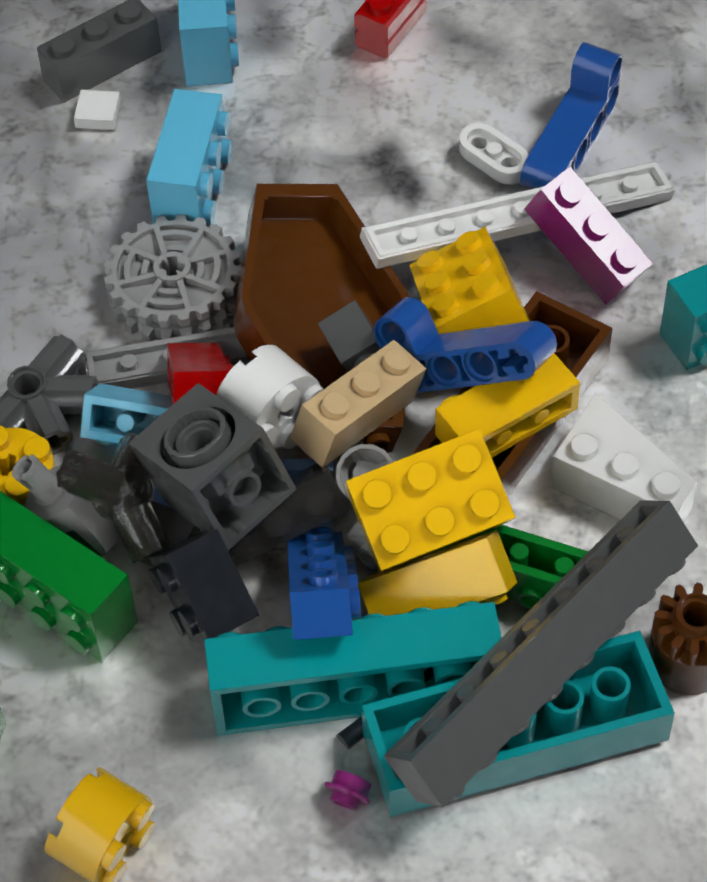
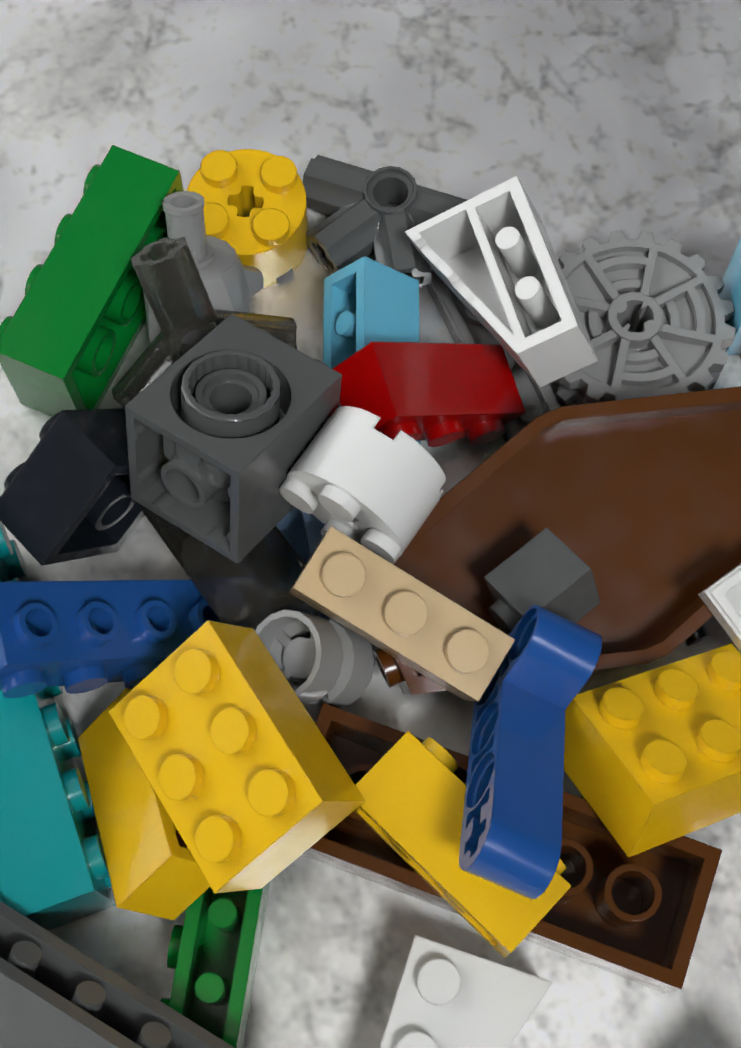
camera: 75 degrees right, 15 degrees up
(132, 316) = (509, 278): none -> white wedge

